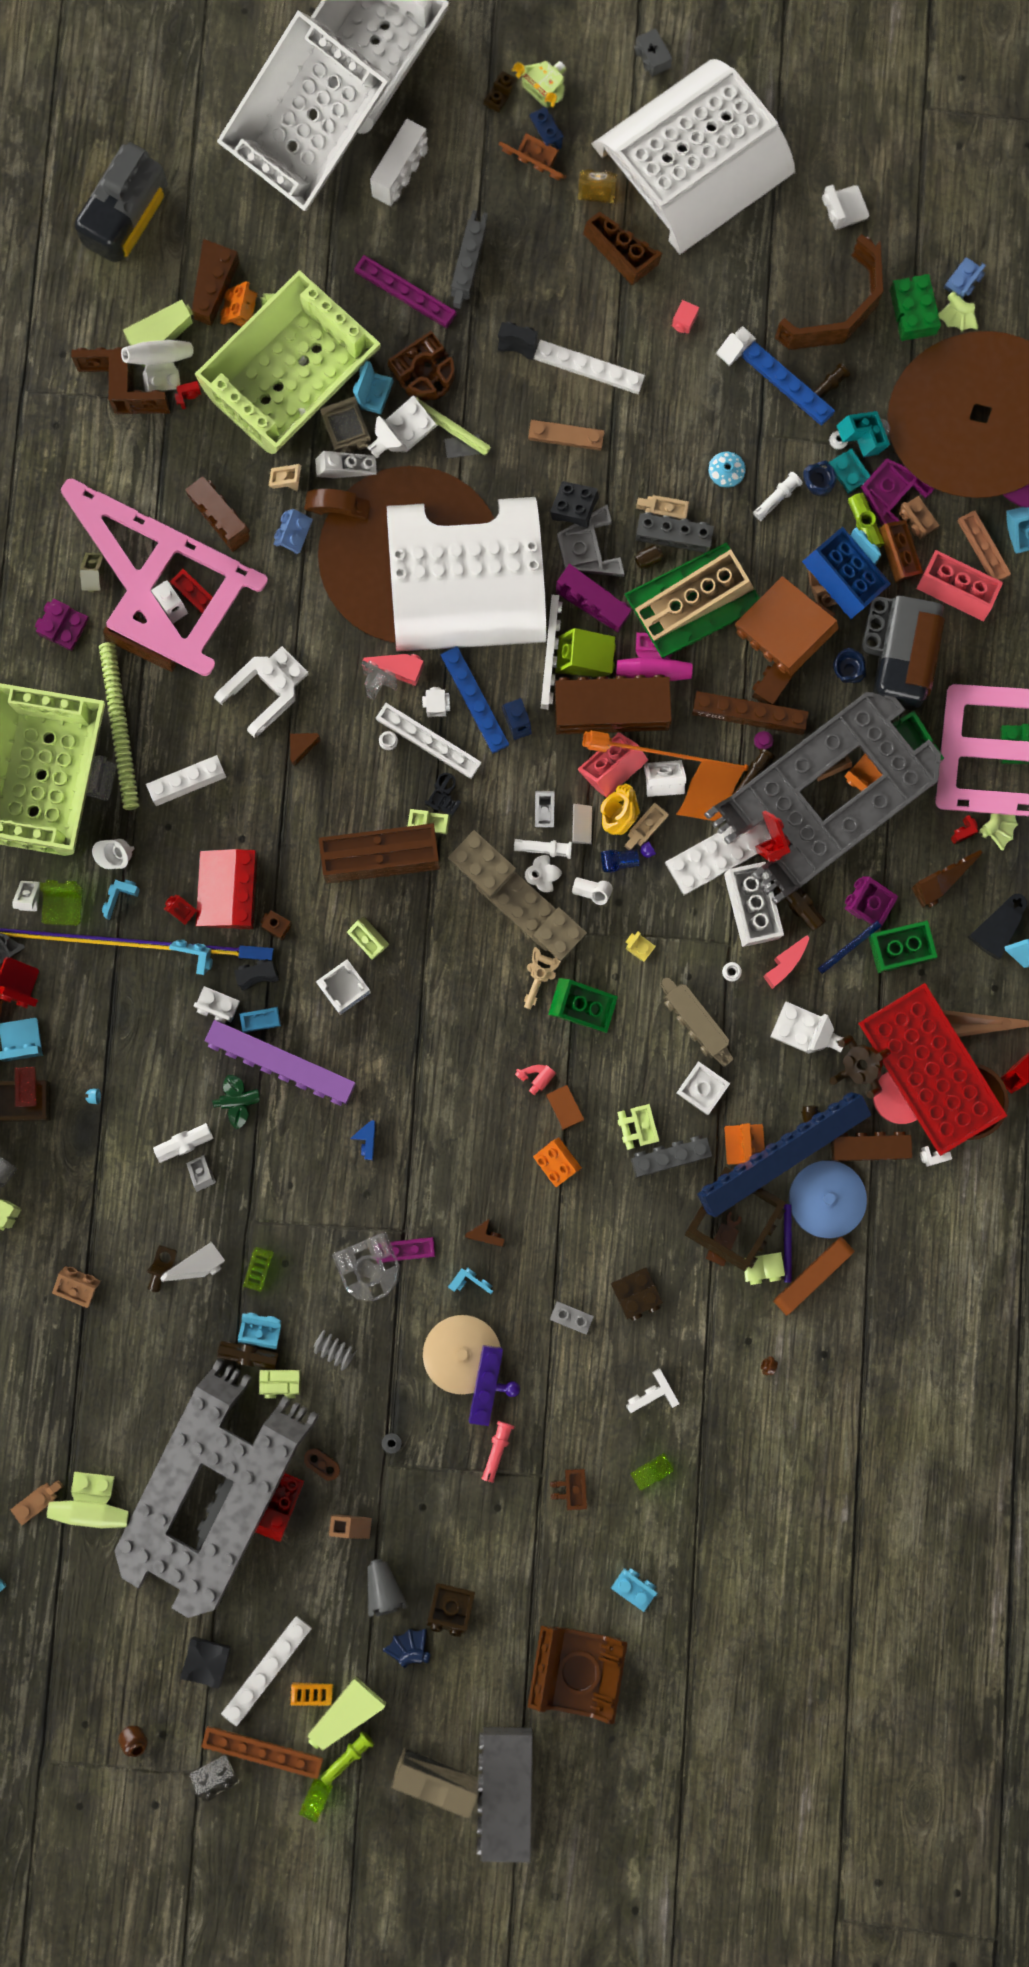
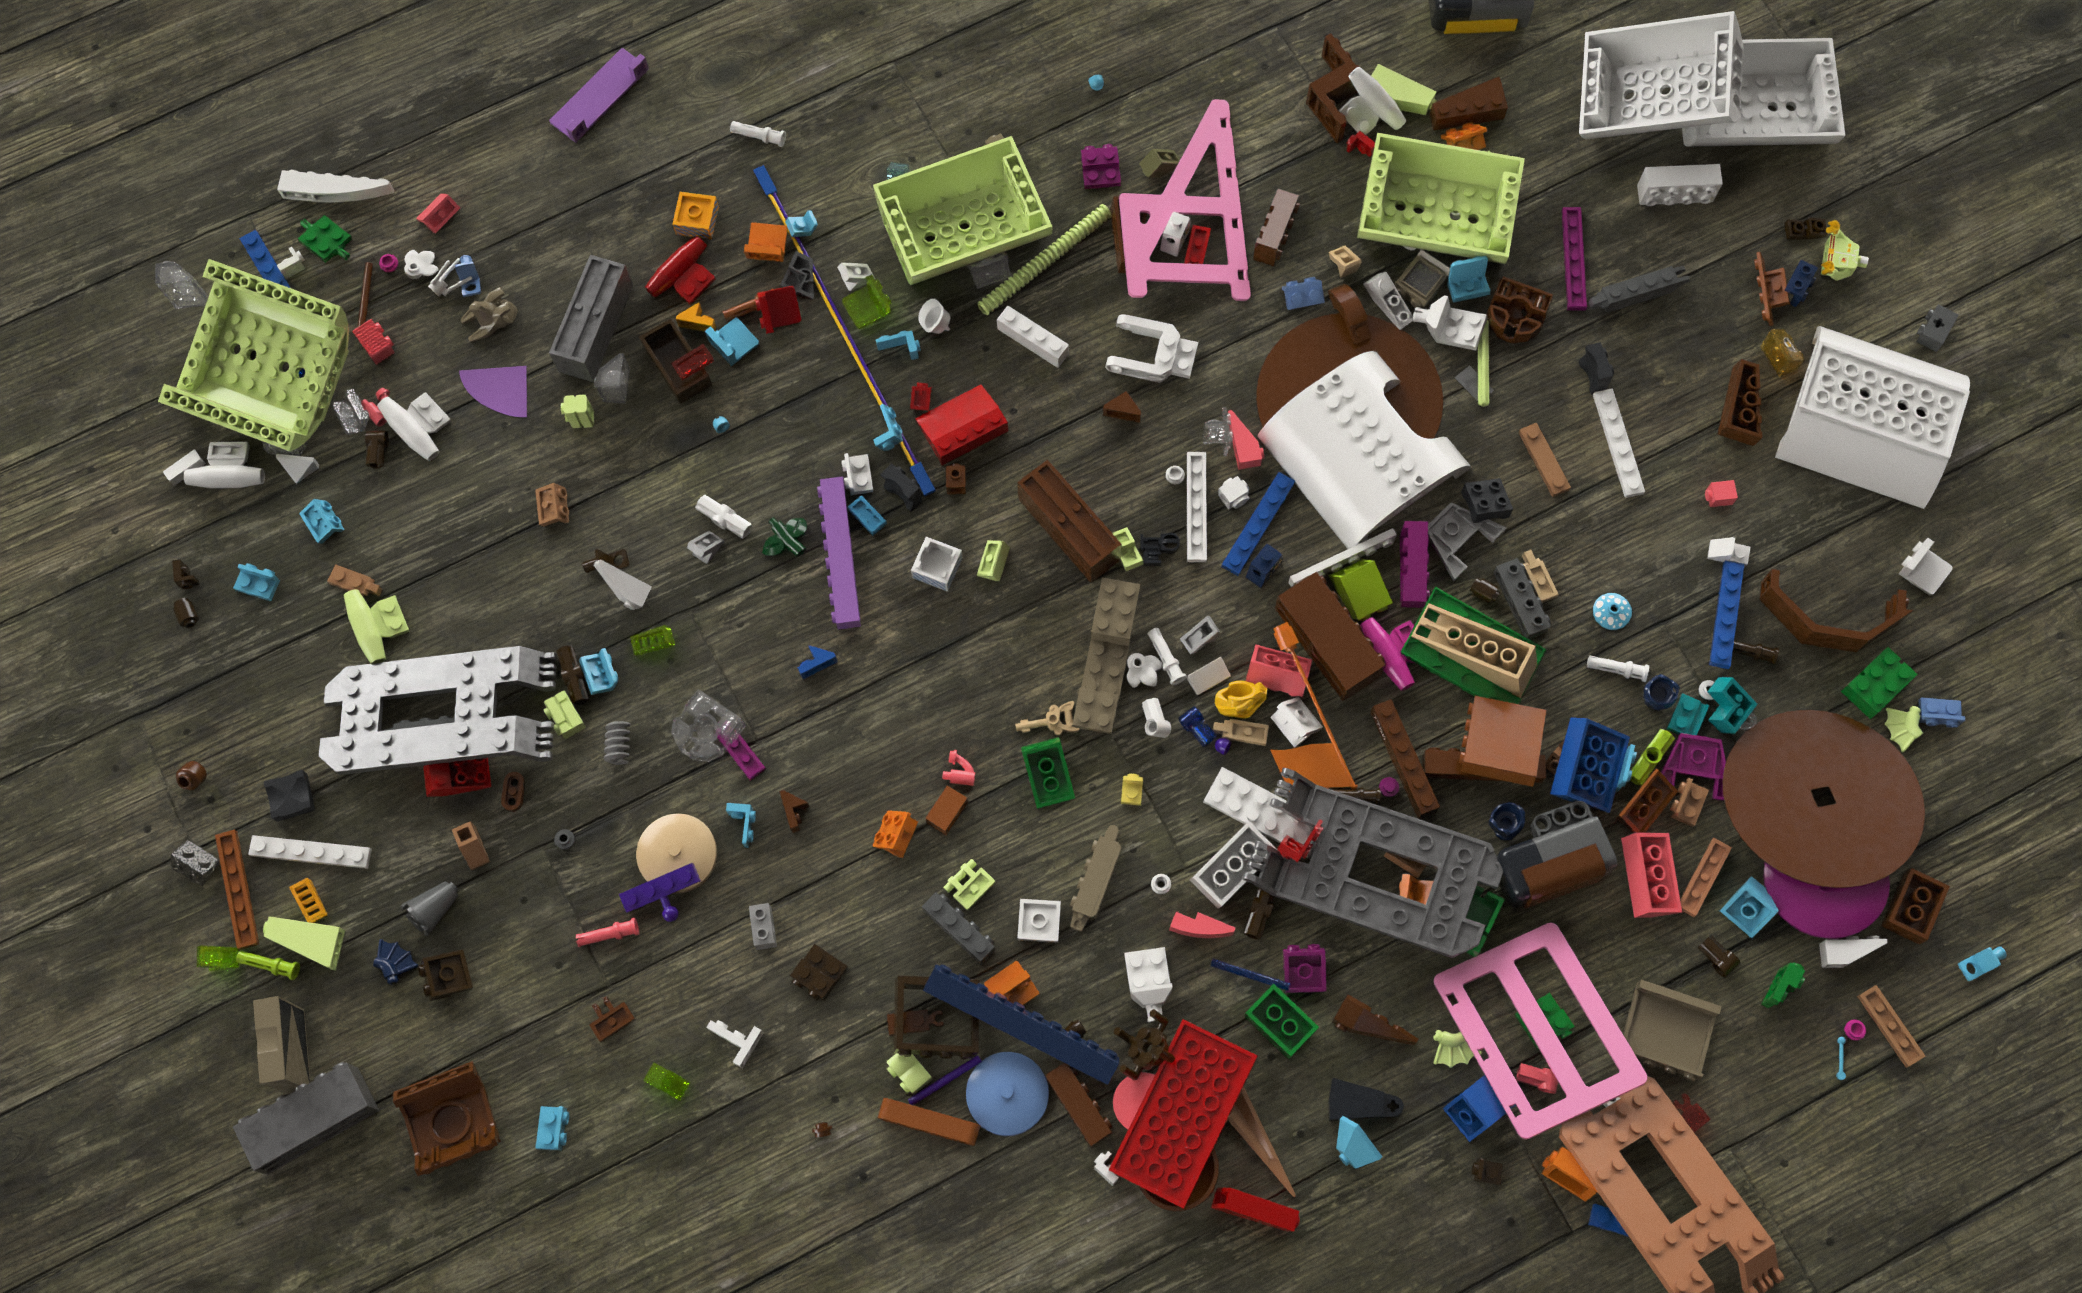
camera: 65 degrees right, 10 degrees down
(963, 833) = (1424, 1016): red bracket -> none

